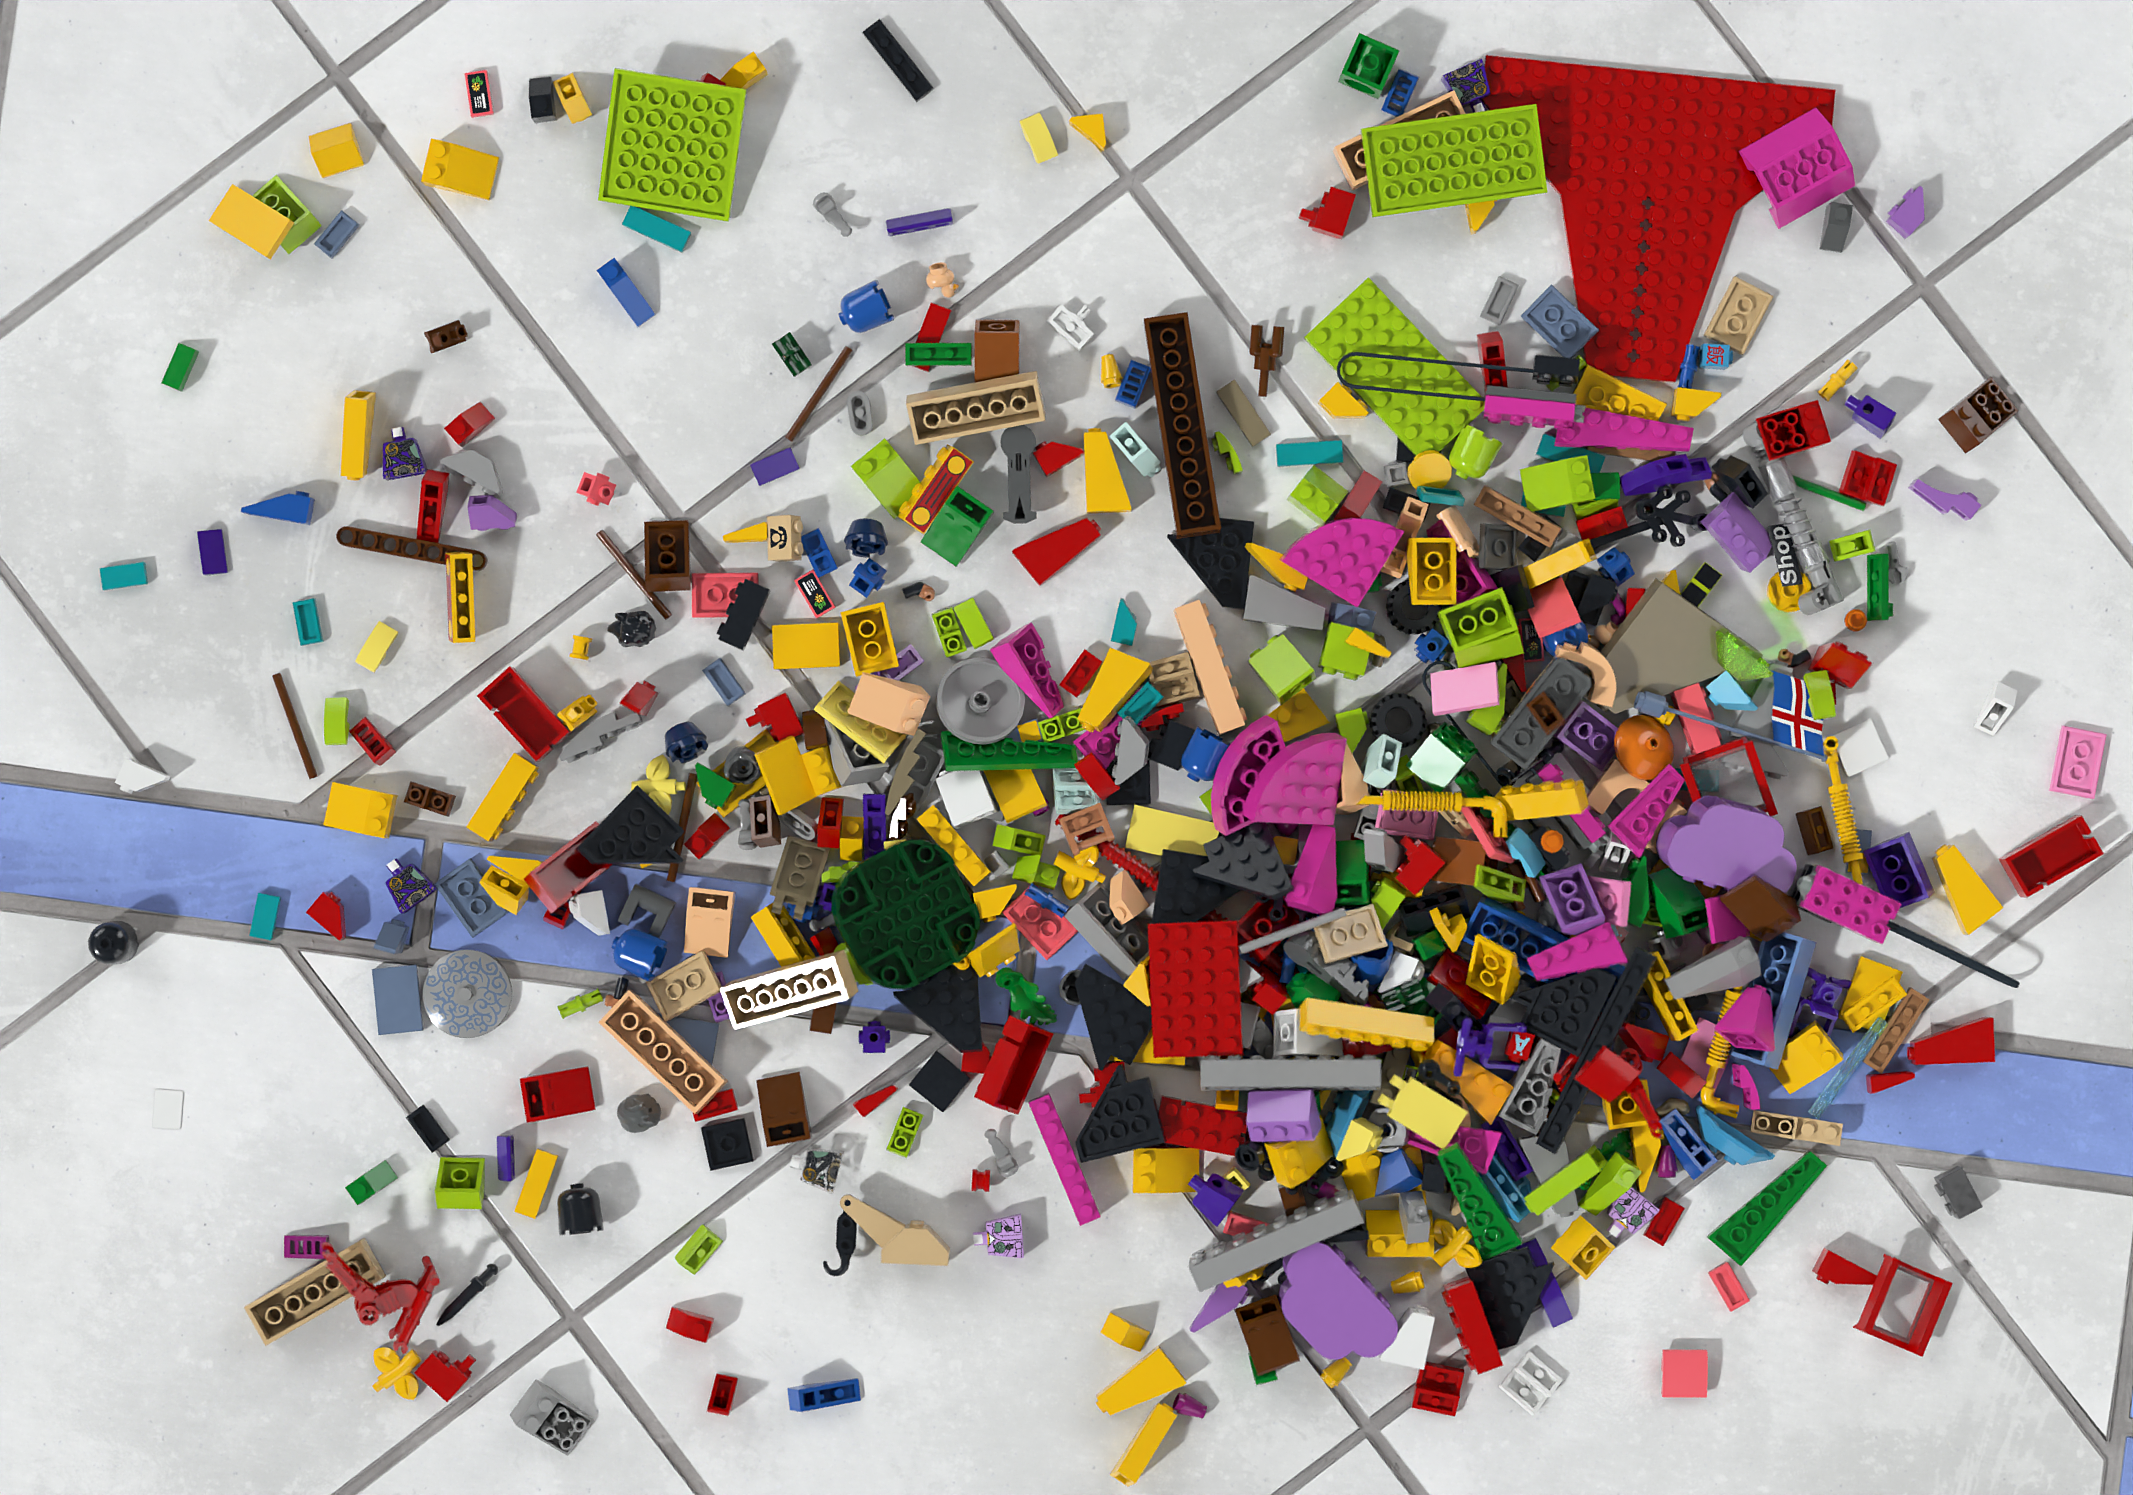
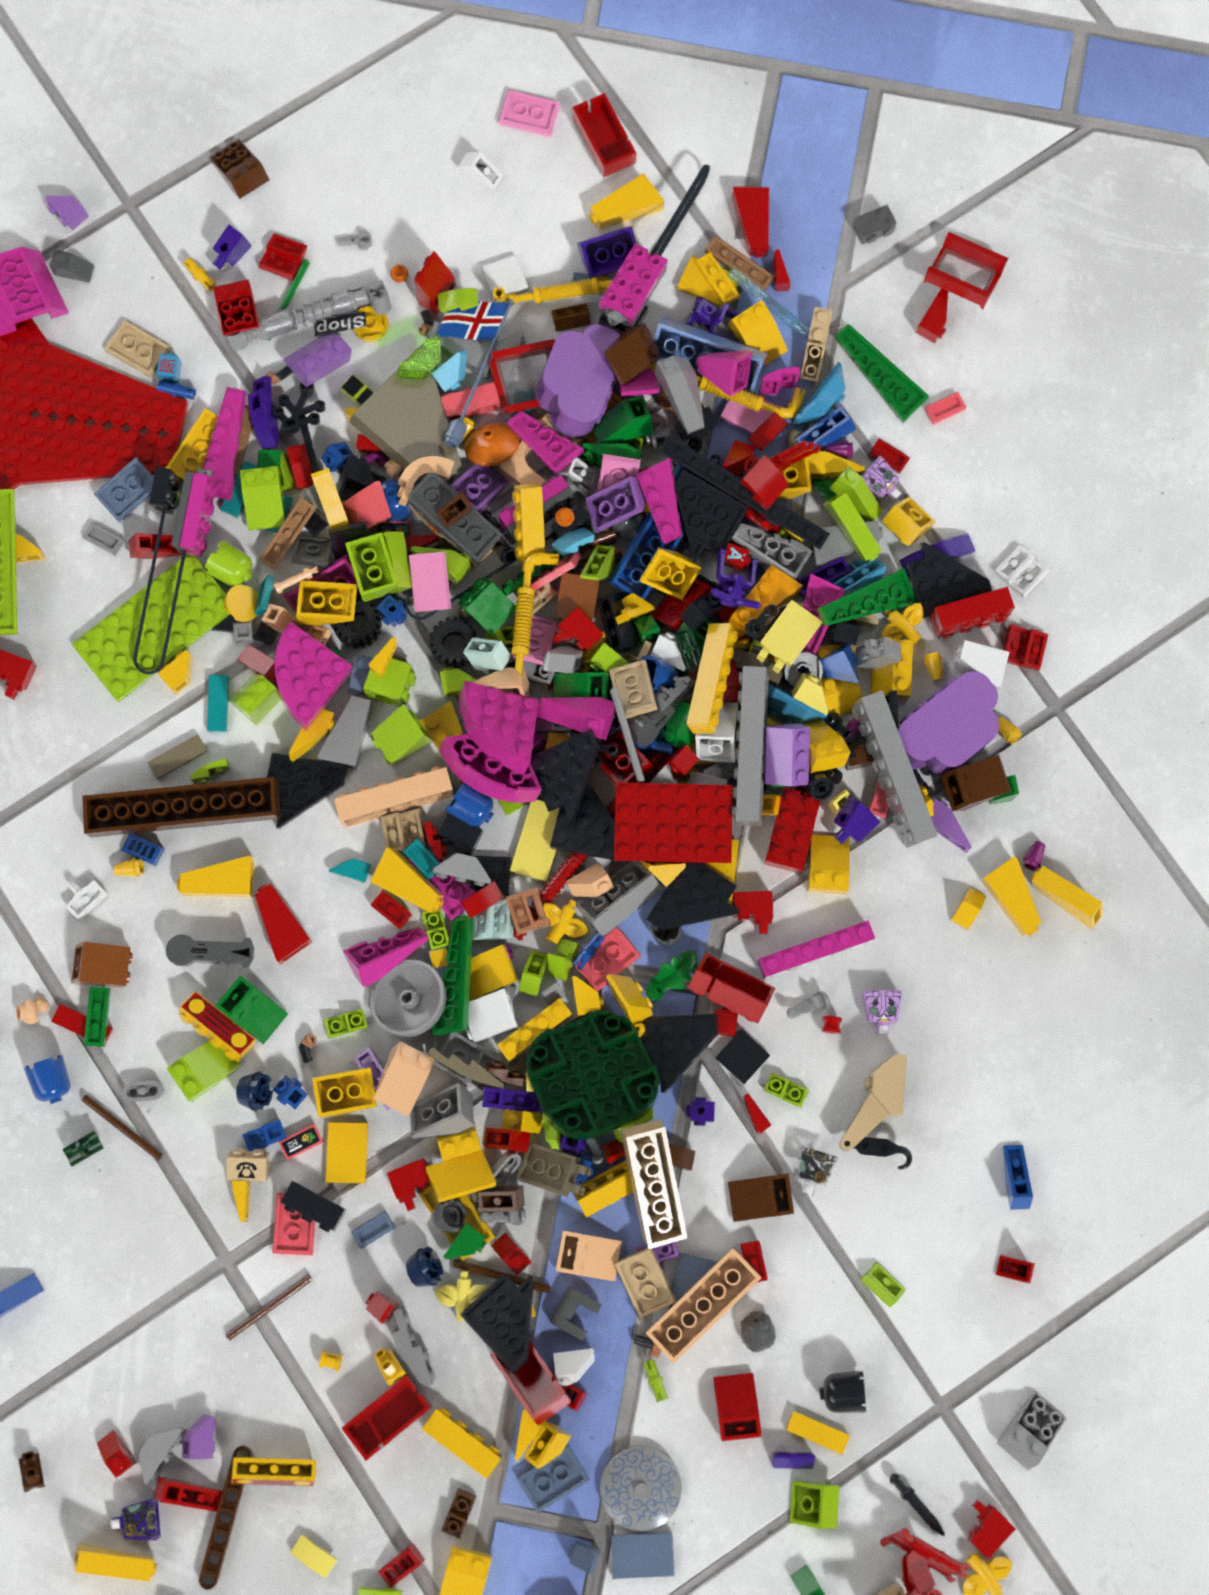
camera: 85 degrees left, 10 degrees down
(408, 885) = (537, 1538): torso -> none
(427, 1128) = (762, 1533): black tile -> none
(596, 488) = (186, 1336): coral brick -> none
(633, 628) = (317, 1309): black animal -> none
(639, 953) = (612, 1322): blue cylinder -> none
(667, 556) = (254, 1274): reddish brown slope -> none
(690, 1324) = (950, 1295): red slope -> none
(727, 1144) = (789, 1252): black tile -> none
(774, 466) = (183, 1171): dark purple slope -> none
(814, 730) = (421, 1147): reddish brown slope -> none
(870, 736) = (433, 1094): light yellow tile -> none
(973, 623) = (339, 1000): lime slope -> none
(975, 407) = (147, 985): tan brick -> none
(1055, 456) = (198, 920): red slope -> none
(1121, 1119) = (784, 895): black wing -> none
(1136, 450) = (199, 848): light aqua hinge -> none
(1265, 354) = (128, 733): reddish brown plant -> none
(1671, 1011) = (714, 434): yellow brick -> none
(1684, 1373) = (1016, 446): coral slope -> none
(1691, 402) = (205, 389): yellow slope -> none
(1741, 480) = (272, 352): black hinge -> none
(1852, 545) = (337, 269): lime slope -> none
(1878, 588) = (373, 253): green hinge -> none
(1962, 504) = (311, 184): medium lavender slope -> none

